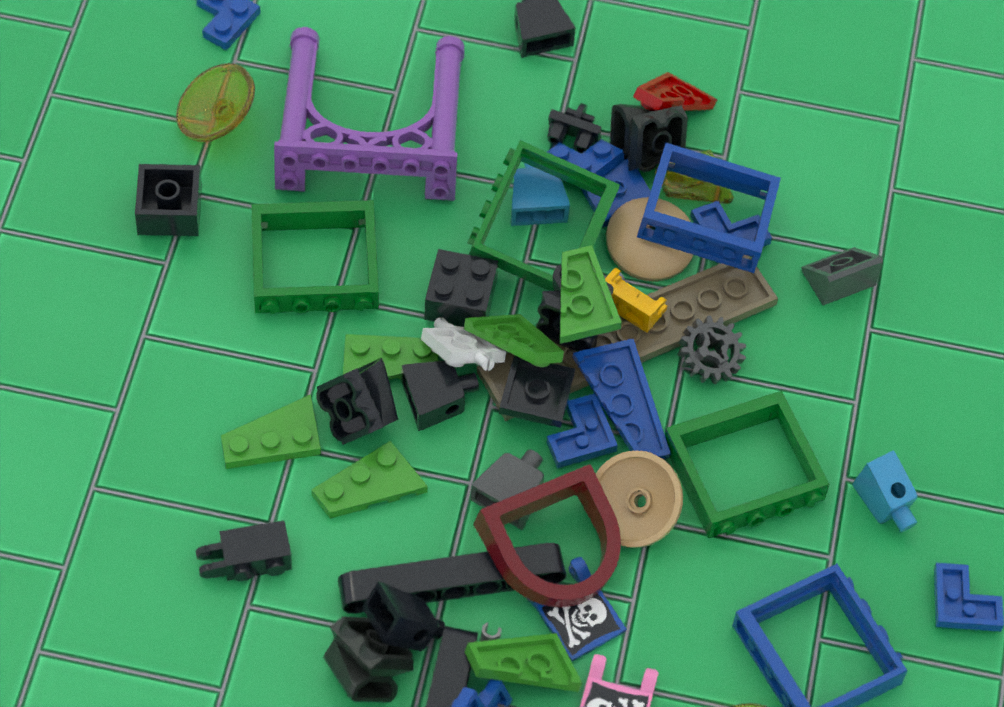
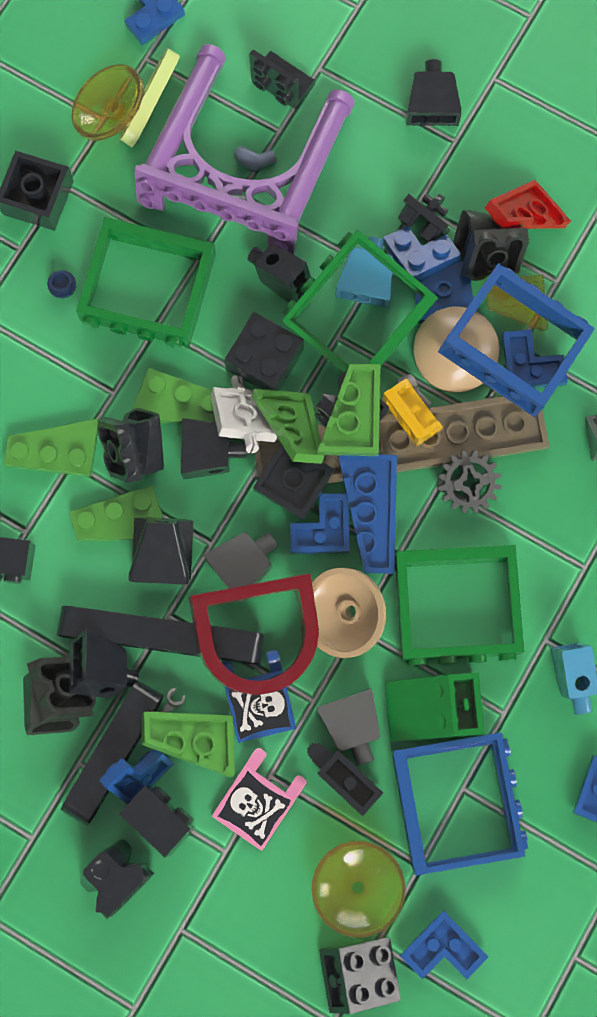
camera: 25 degrees right, 20 degrees up
(224, 281) = (61, 284): none -> dark blue plate
(259, 70) = (150, 96): none -> yellowish green beam
(380, 42) = (279, 78): none -> black bracket
(381, 123) = (252, 160): none -> sand blue arm
(425, 492) = (162, 551): none -> black piece
(450, 209) = (280, 271): none -> black torso
(682, 604) = (352, 724): none -> dark grey torso
(696, 653) = (344, 778): none -> black hinge
(761, 562) = (435, 707): none -> green slope

